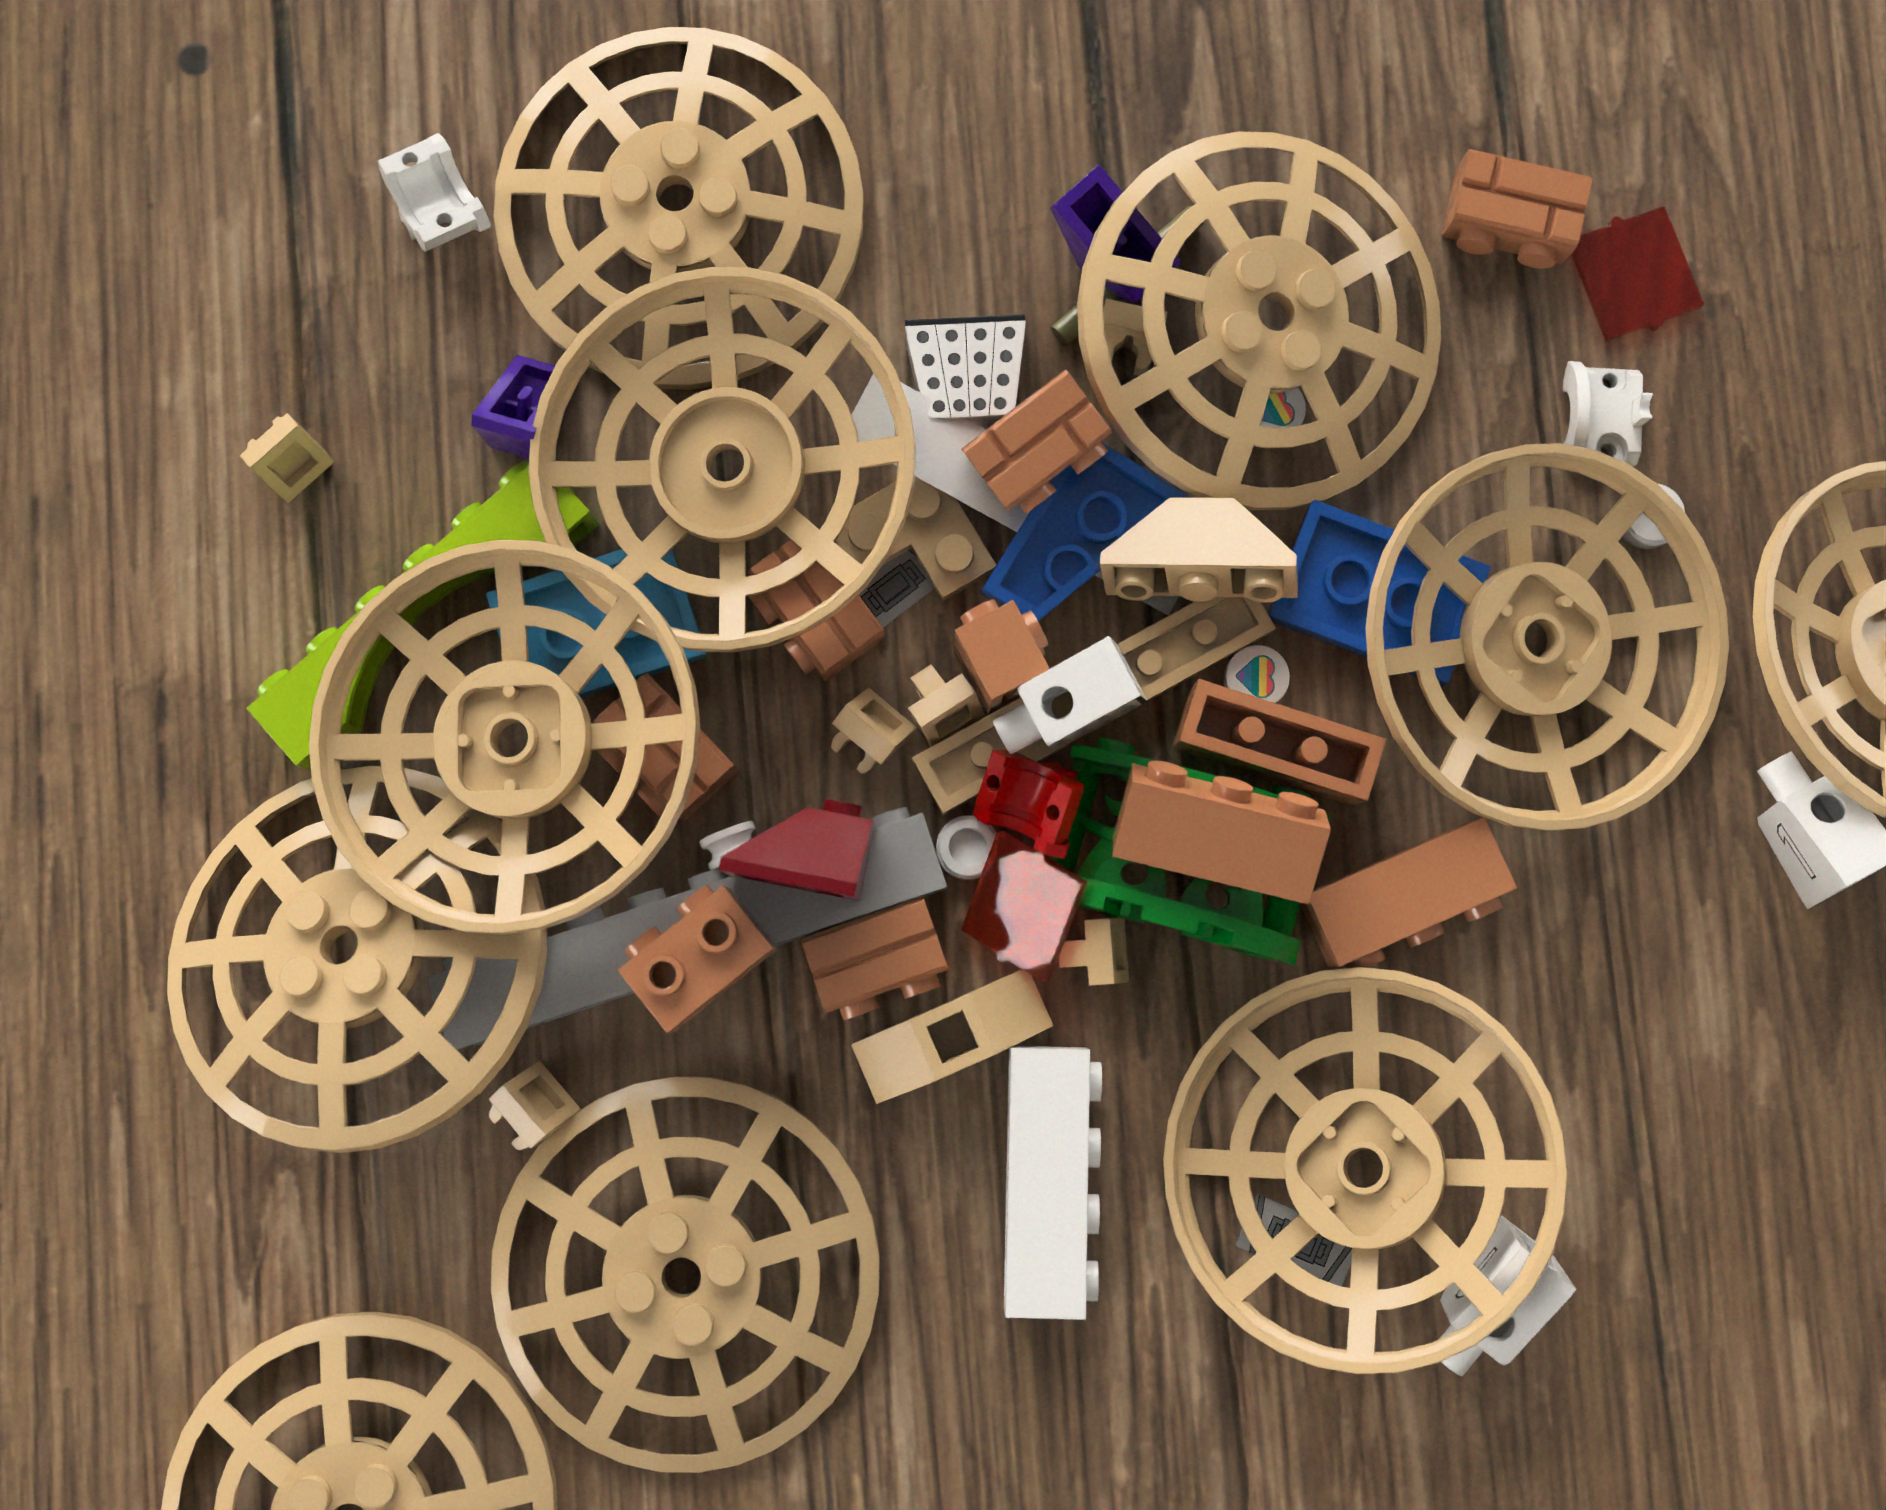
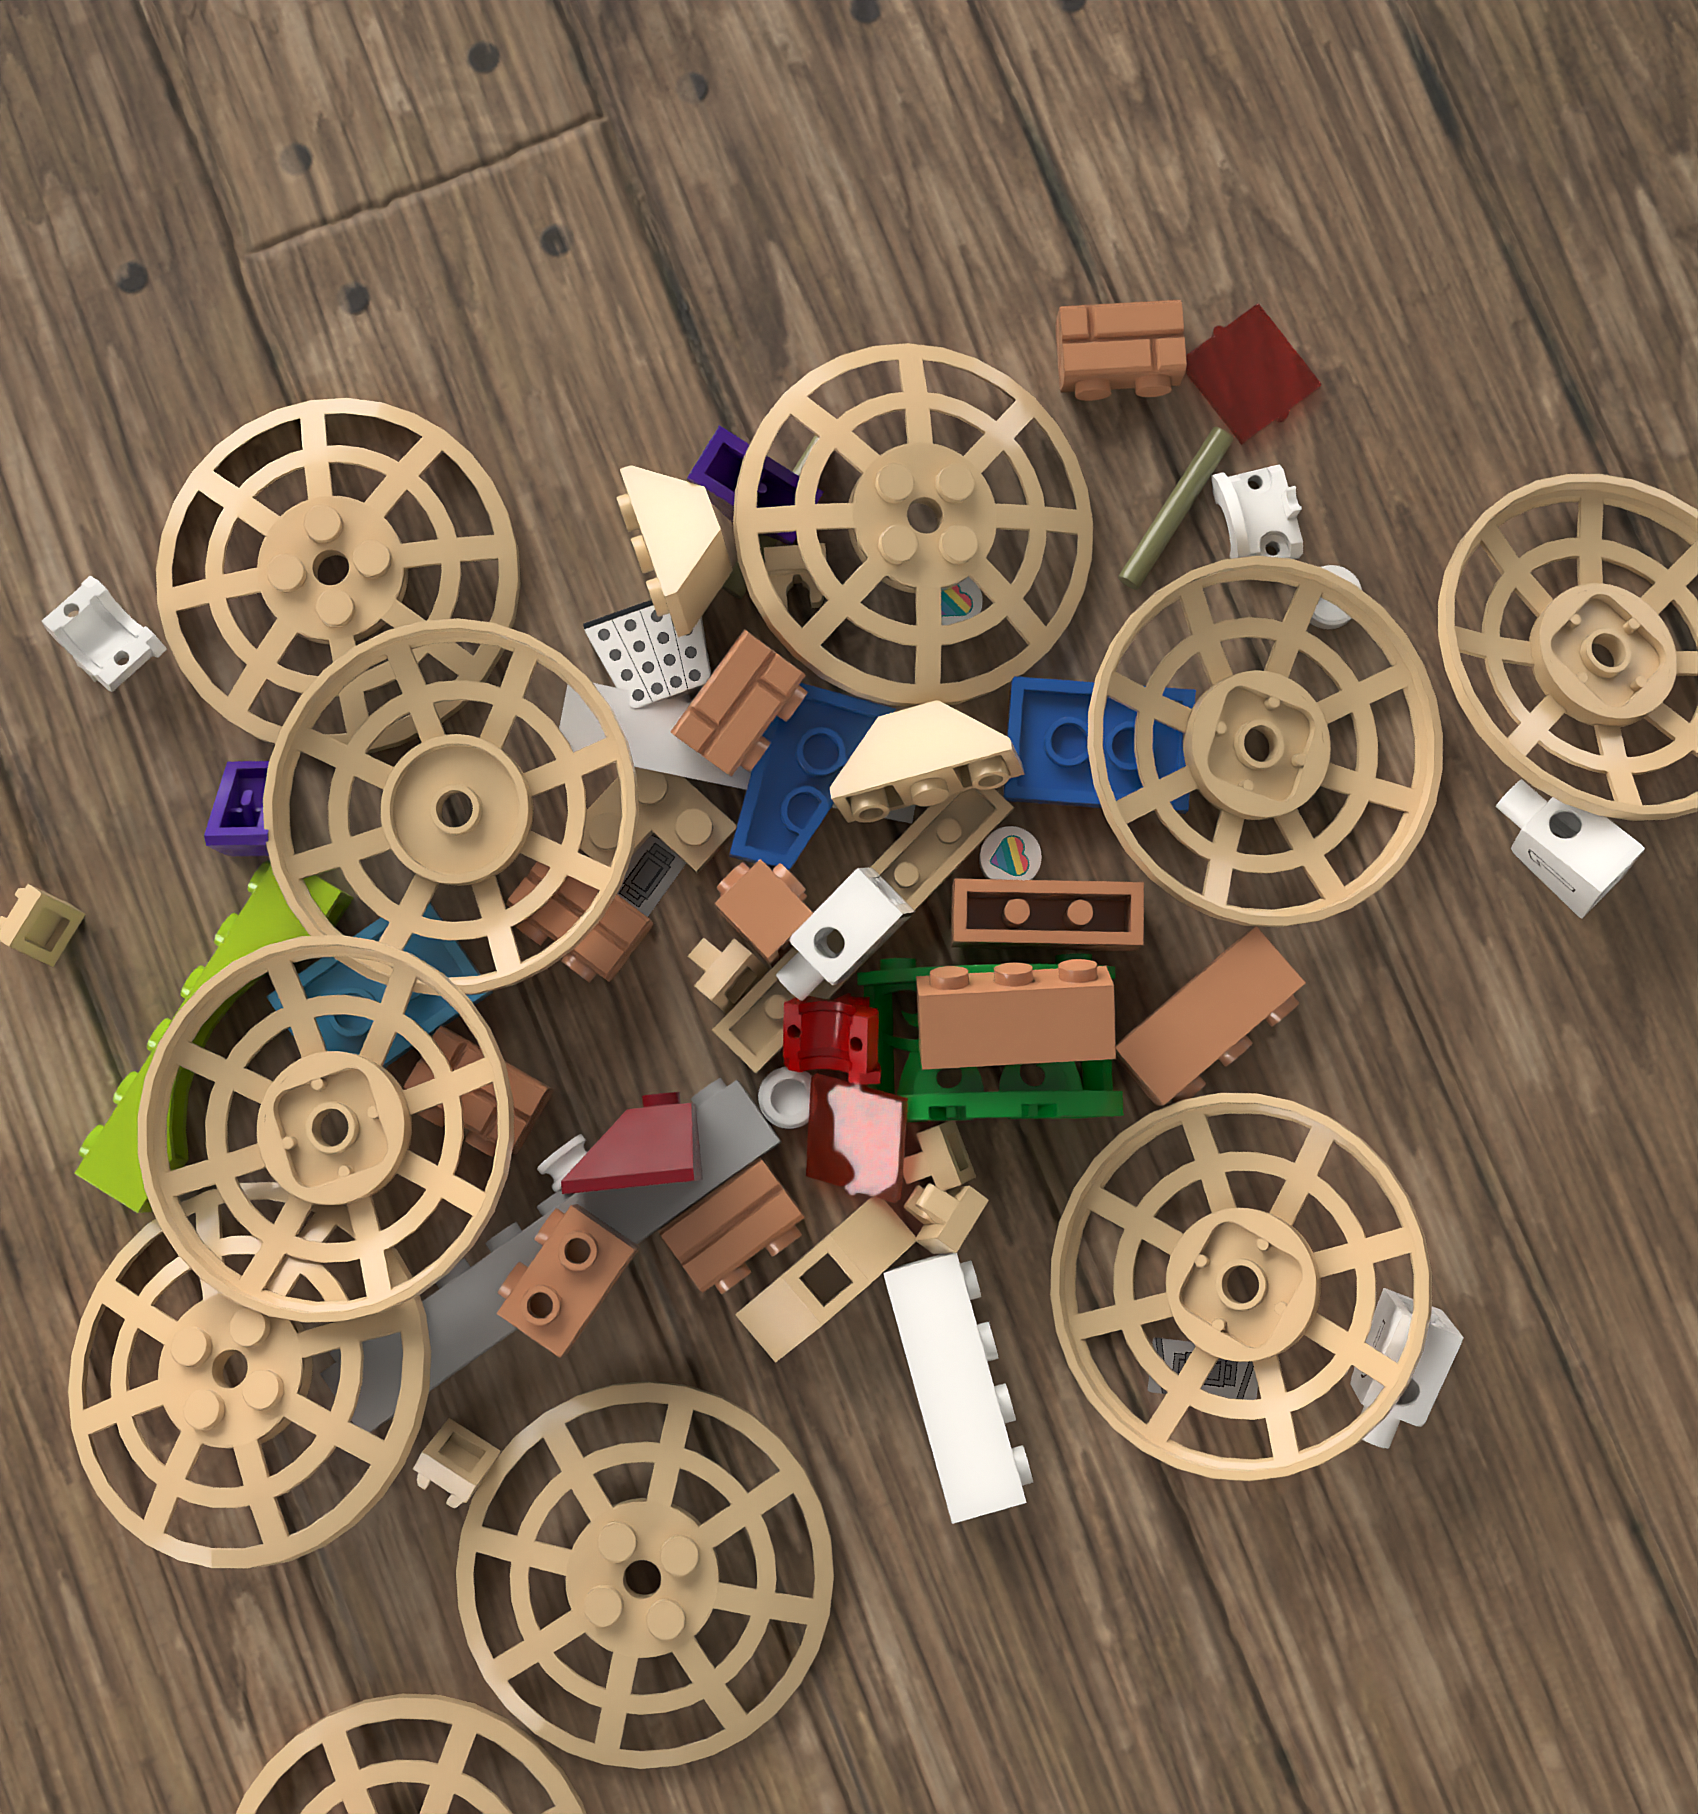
camera: 15 degrees left, 0 degrees up
(873, 727) = (666, 1012): tan tile -> none
(1023, 266) = (677, 542): none -> slope
(1088, 1010) = (945, 1216): none -> tan tile
(1522, 383) = (1175, 508): none -> olive bar

